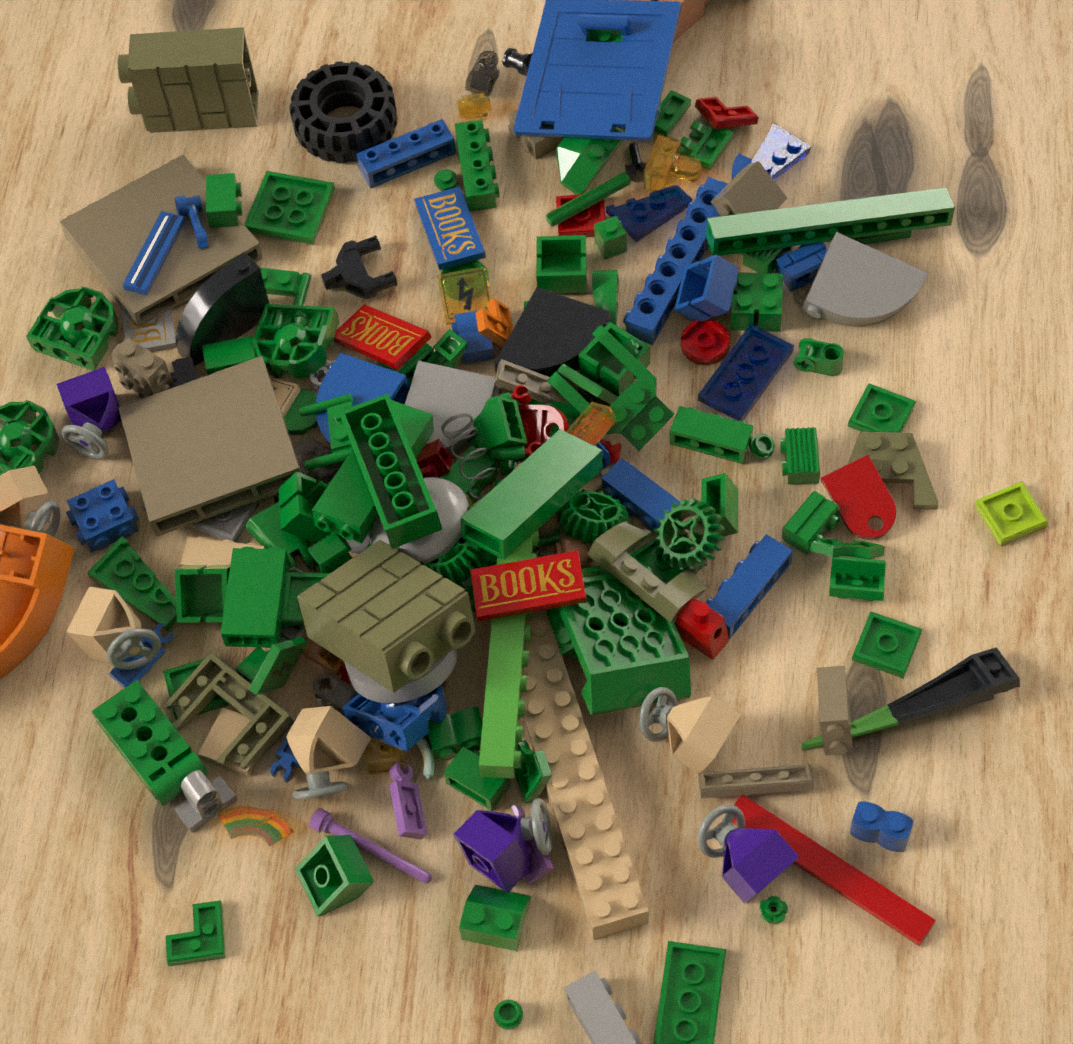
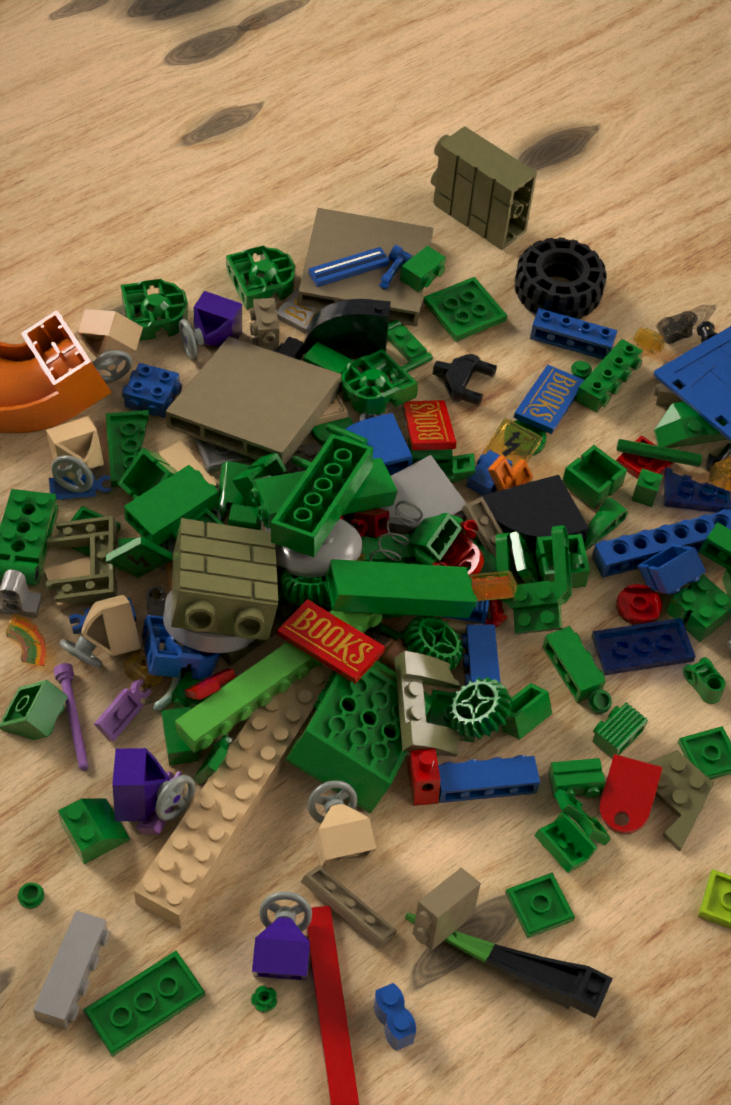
camera: 35 degrees right, 5 degrees down
(465, 713) = (209, 685): none -> red tile

